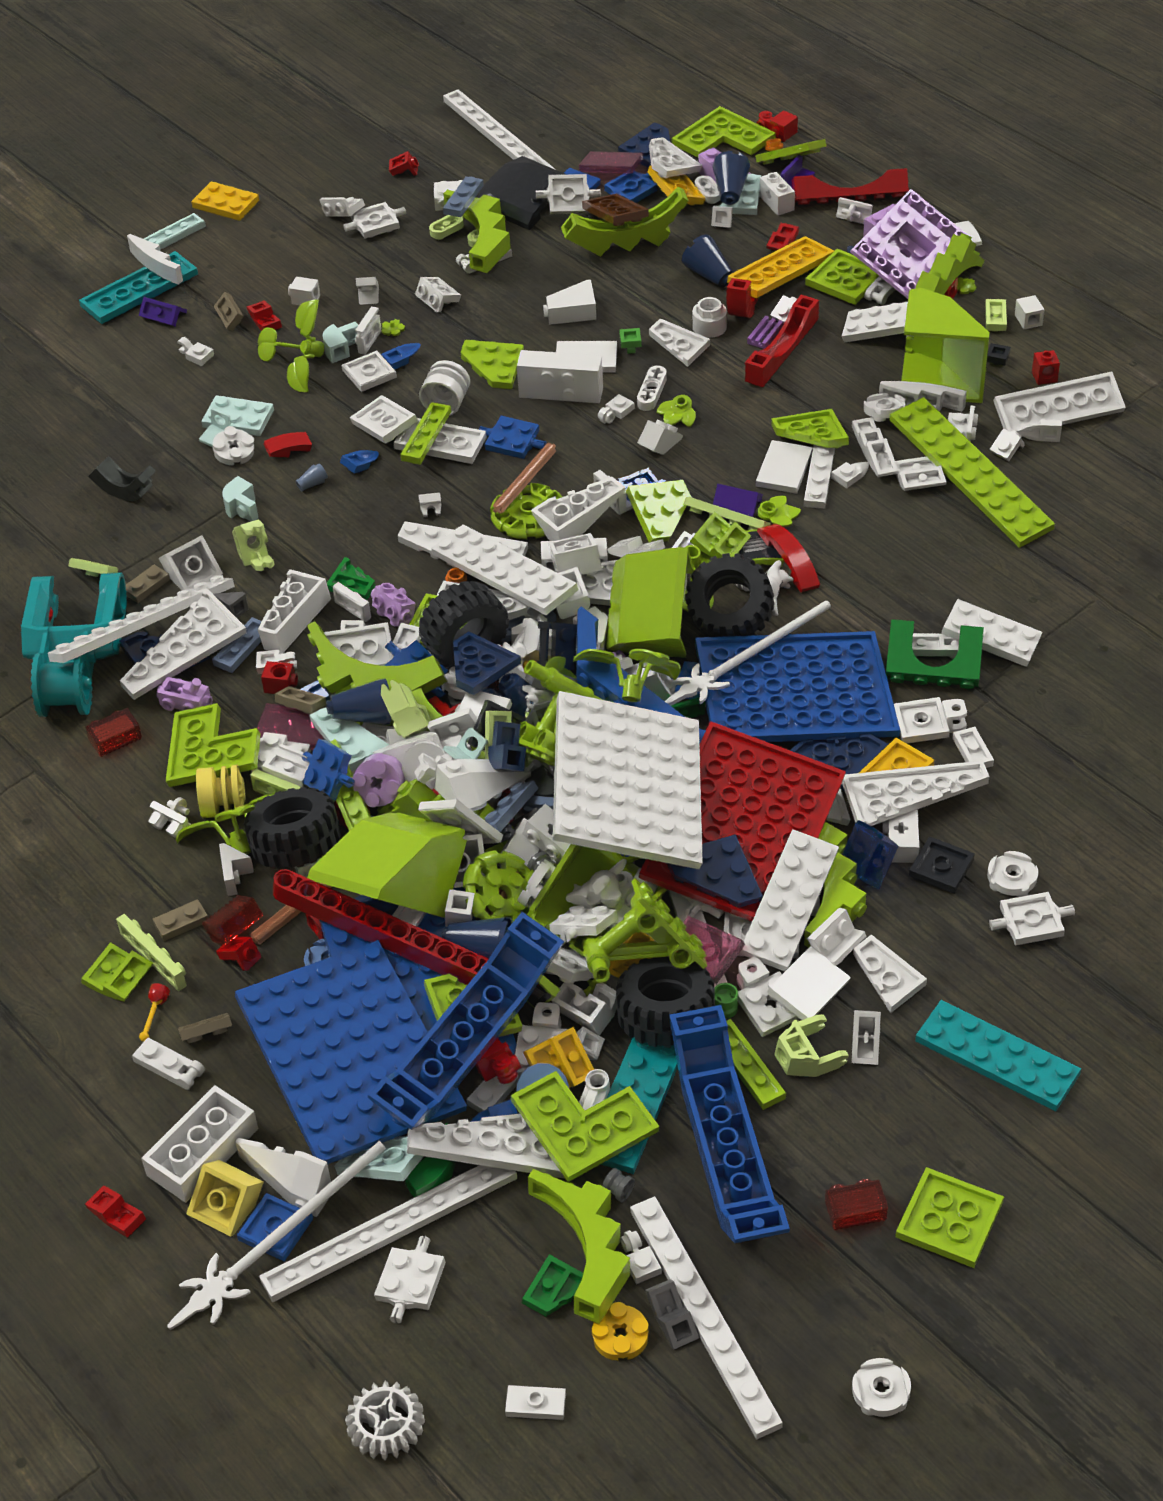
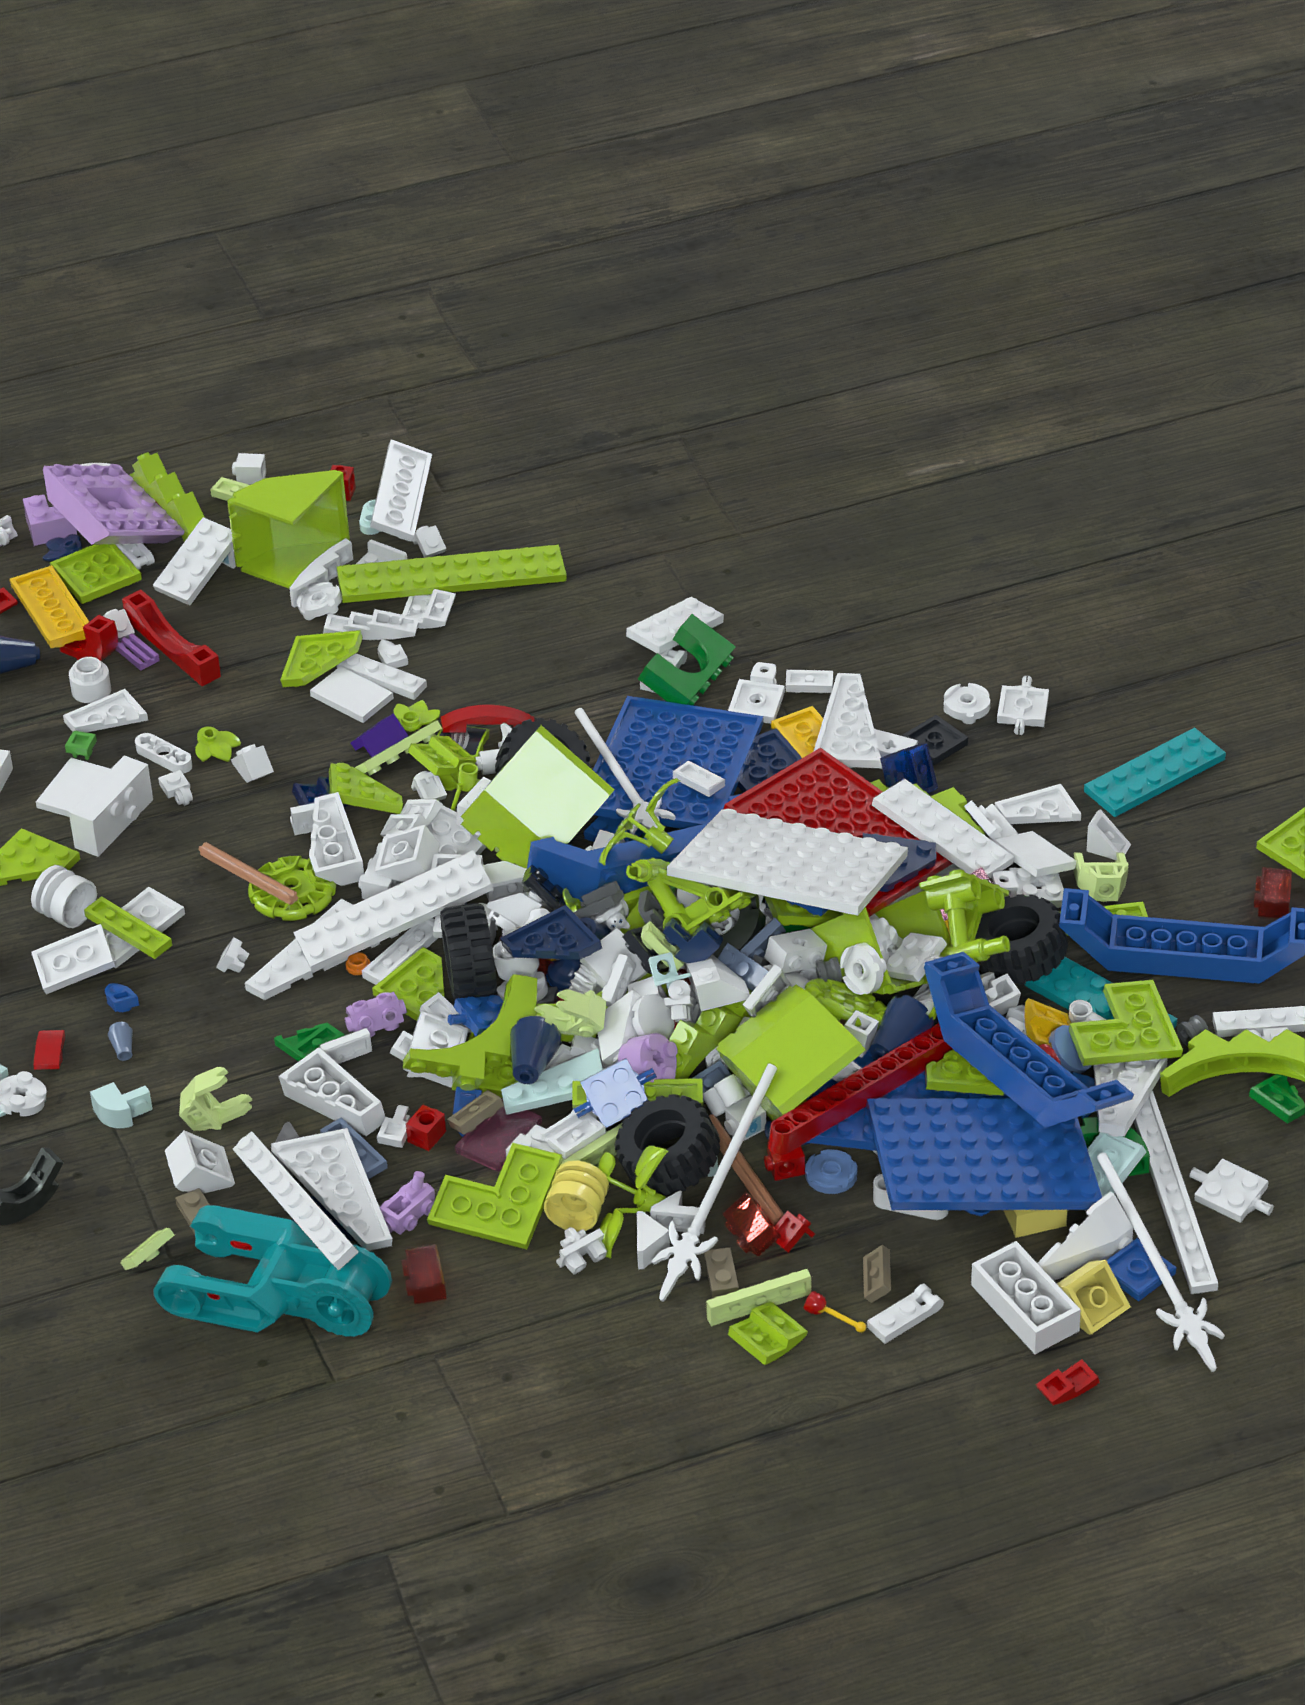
camera: 70 degrees left, 5 degrees down
(172, 885) = (685, 1249): none -> white piece
(195, 857) = (650, 1239): none -> white slope
(512, 437) = (166, 872): blue plate -> none
(768, 705) = (699, 778): none -> white plate
(1045, 431) = (428, 510): white plate -> none

